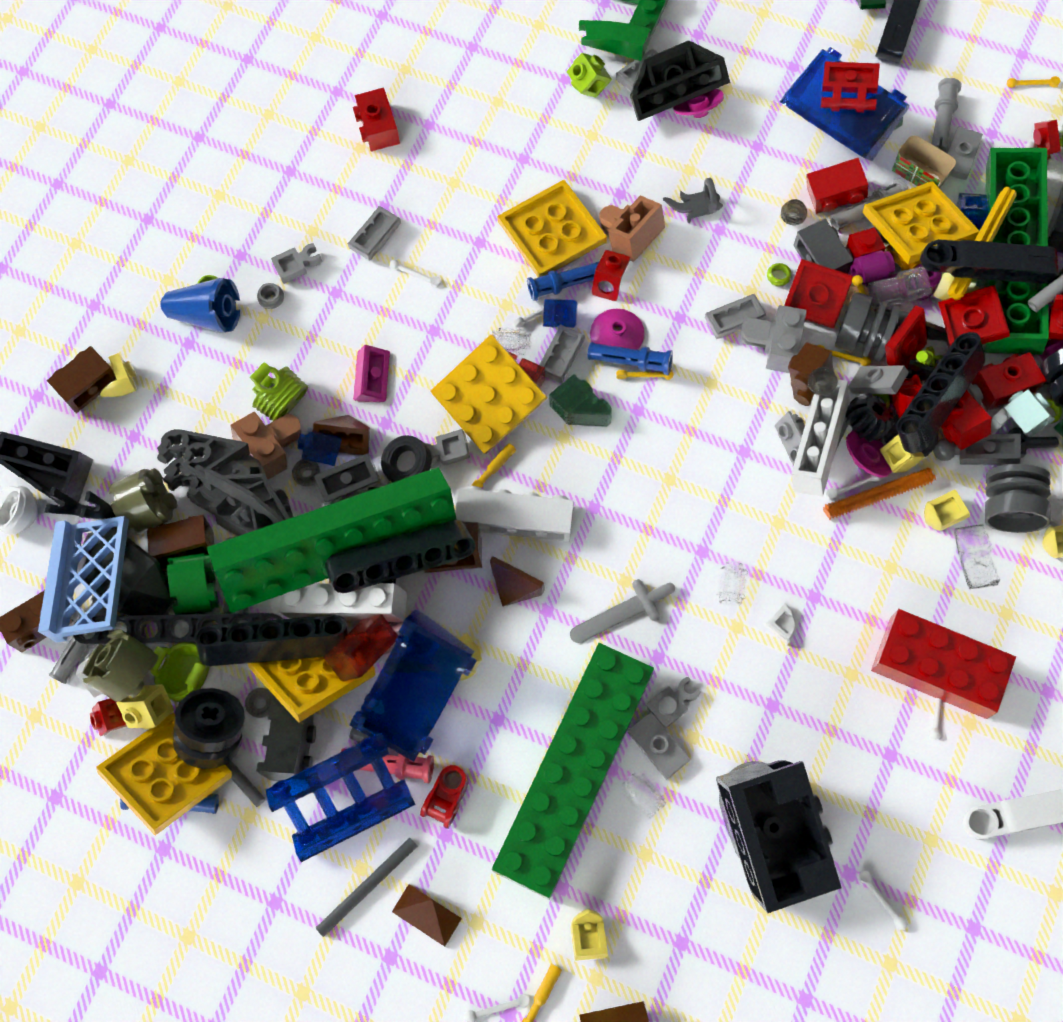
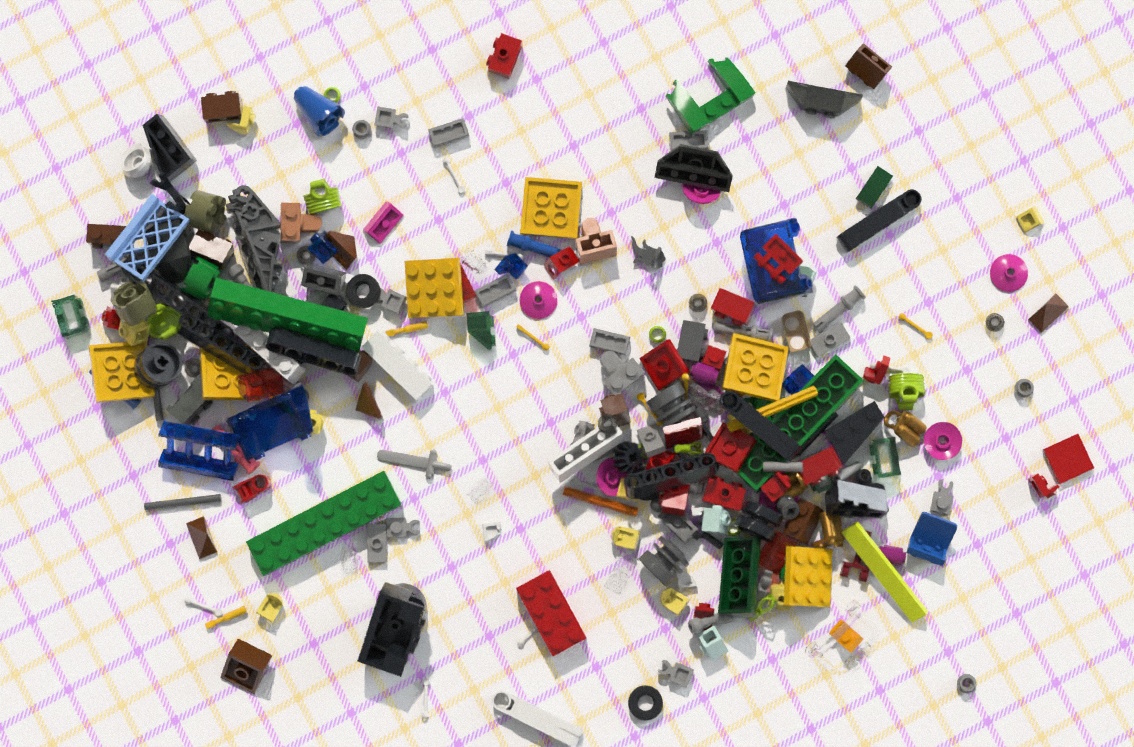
camera: 35 degrees right, 15 degrees up
(49, 755) = (70, 316): none -> clear green window
(589, 75) = (651, 121): lime brick -> none
(642, 358) = (536, 329): blue pin -> none

